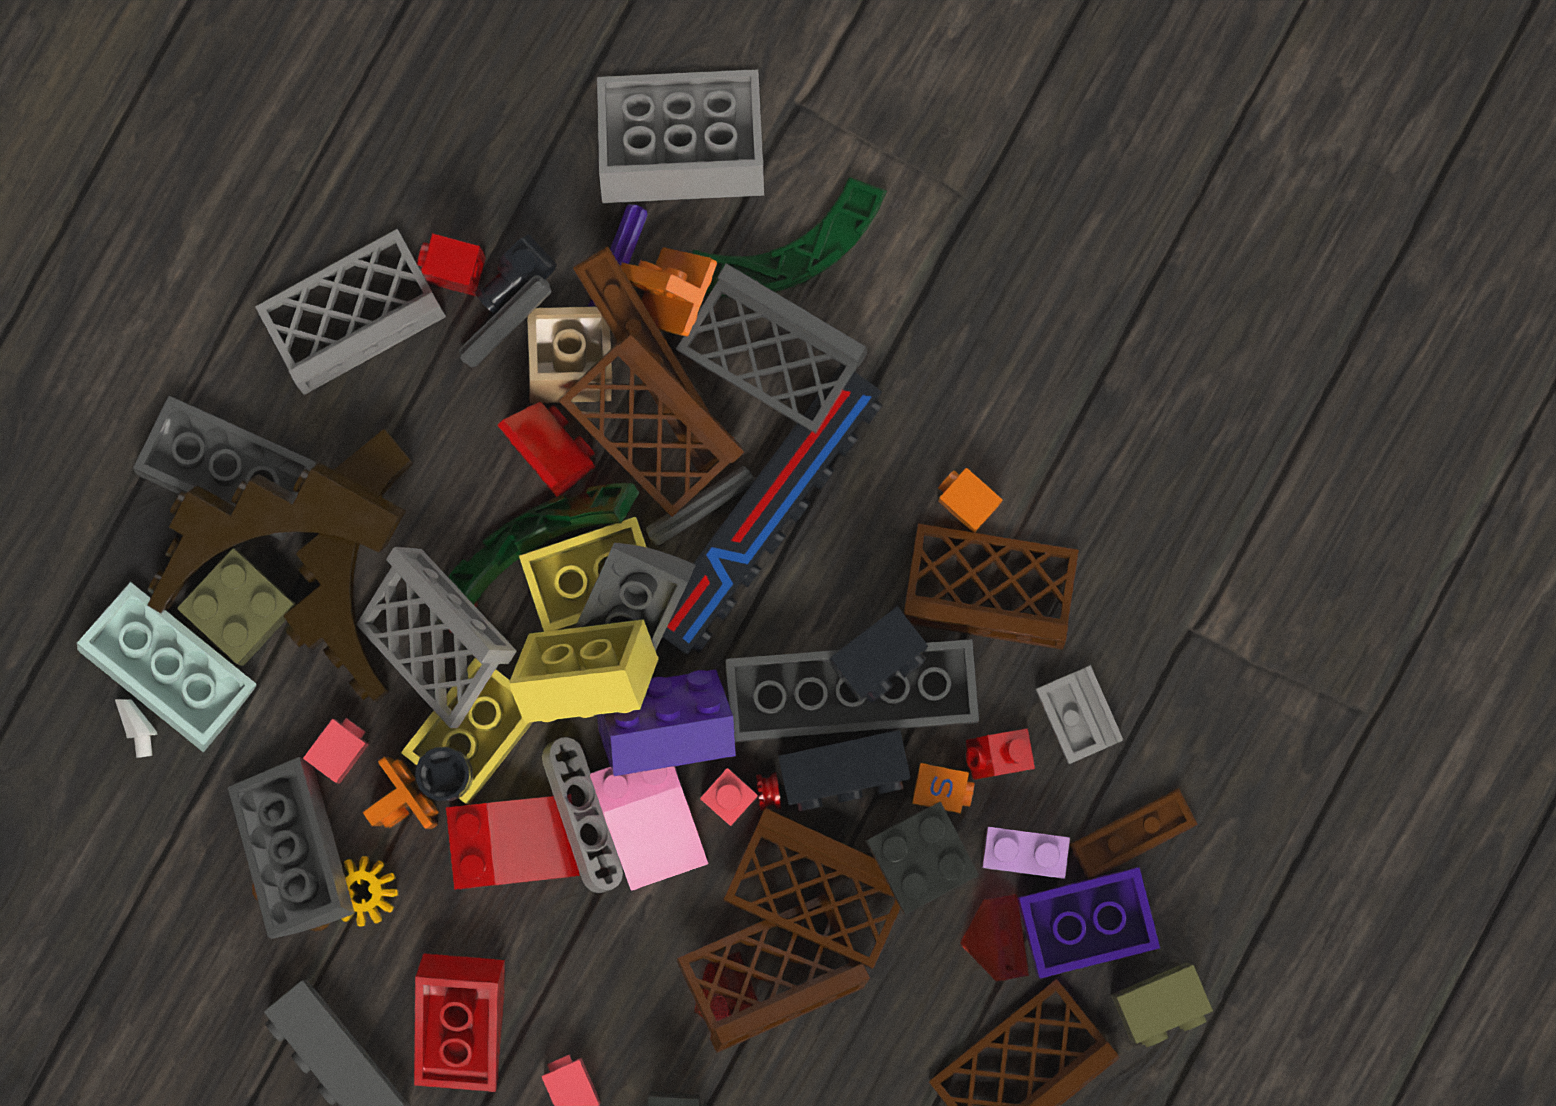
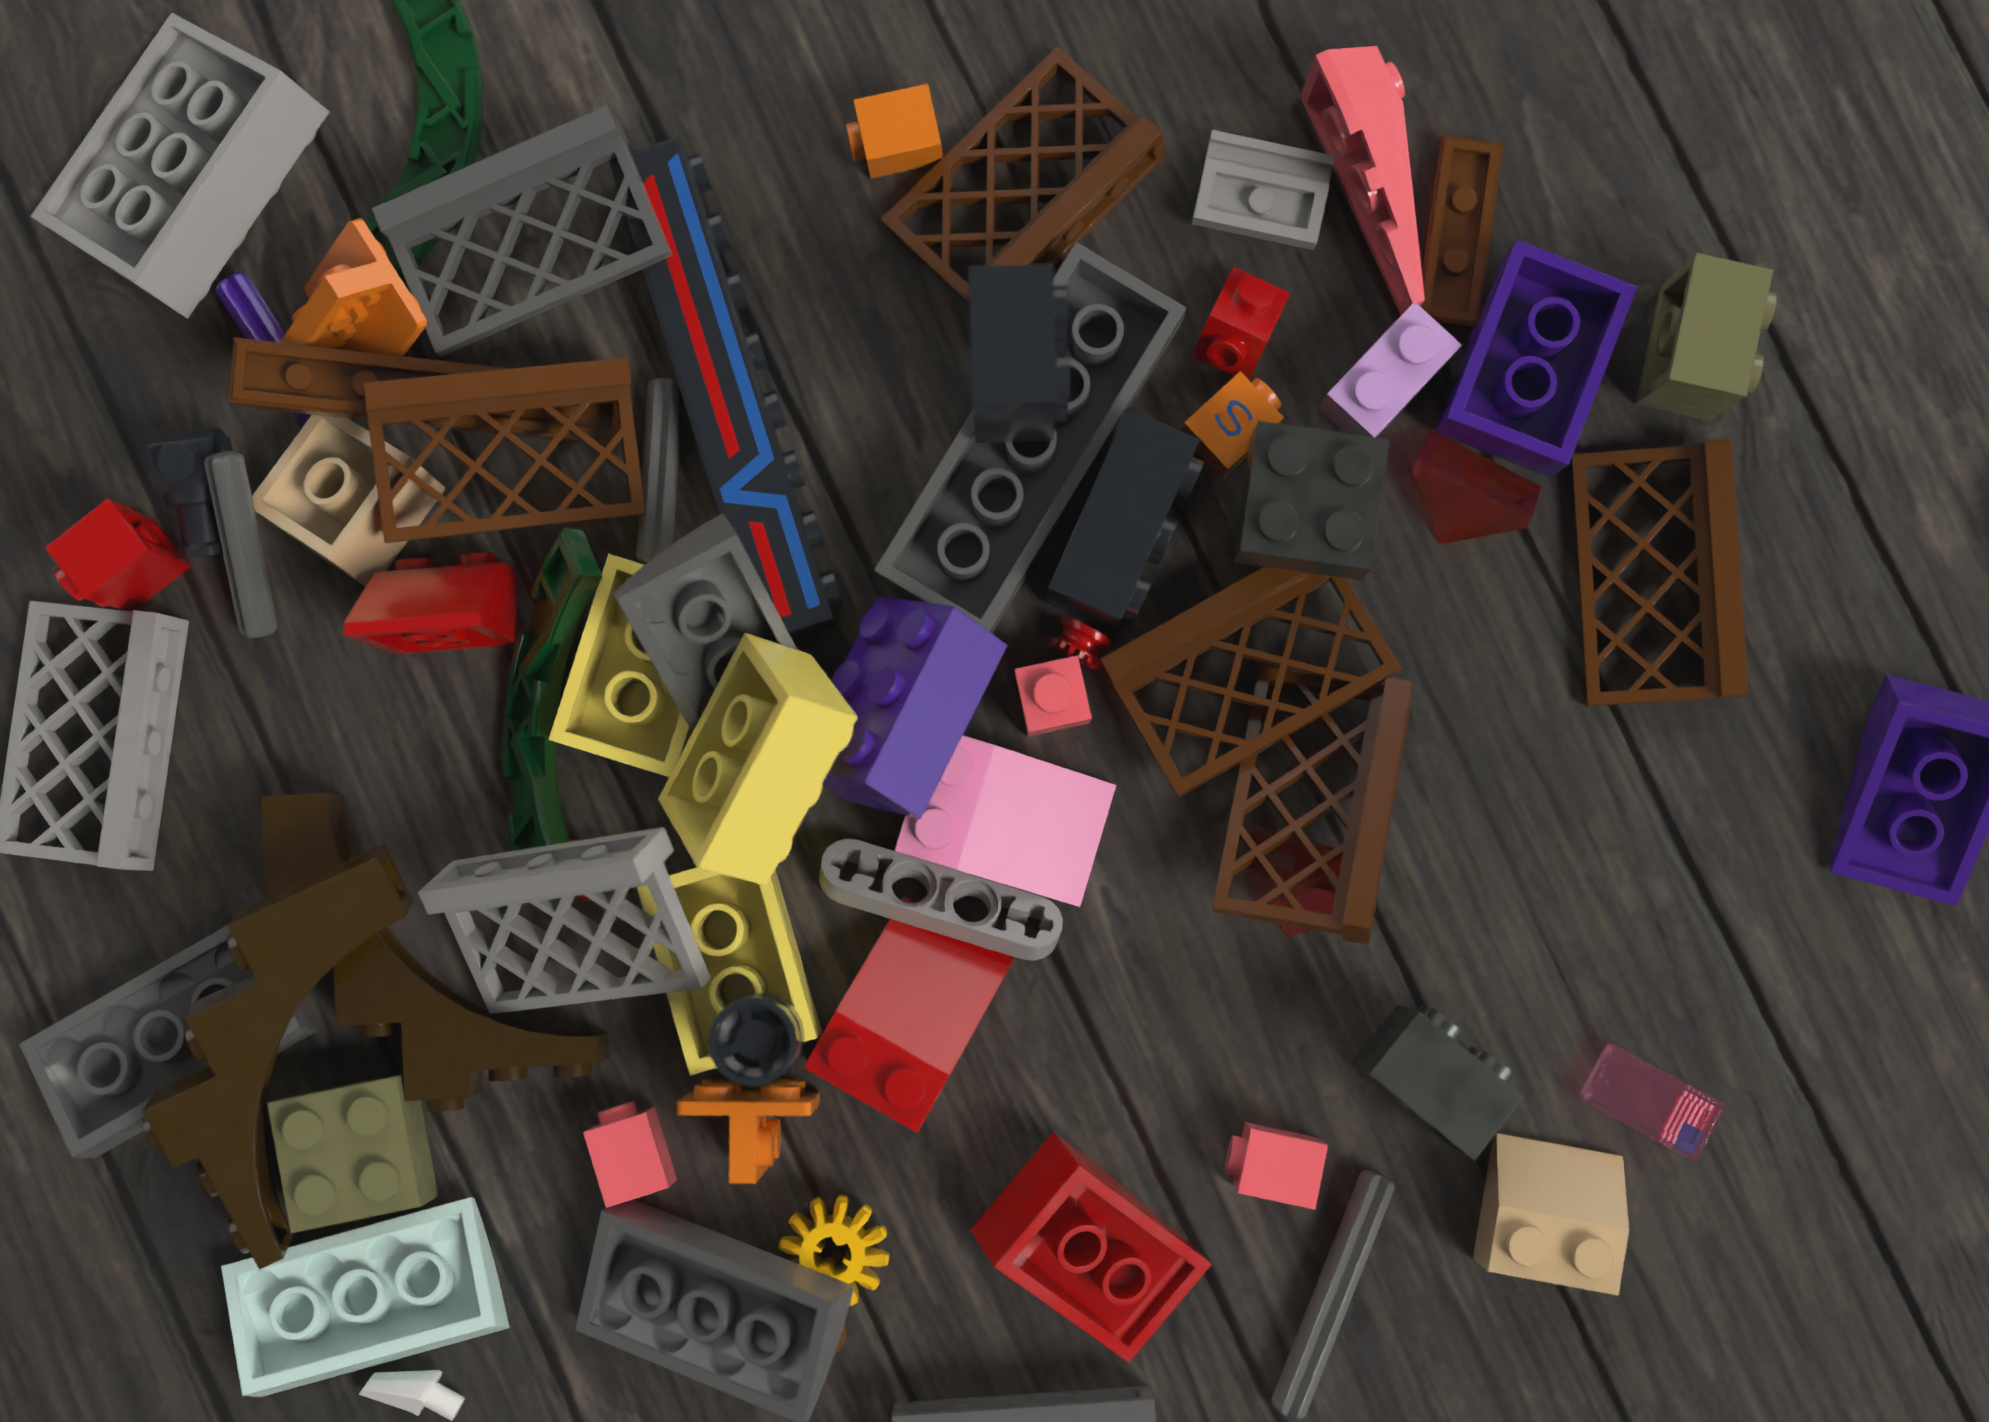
camera: 55 degrees left, 0 degrees up
(1145, 749) = (1362, 123): none -> coral wedge

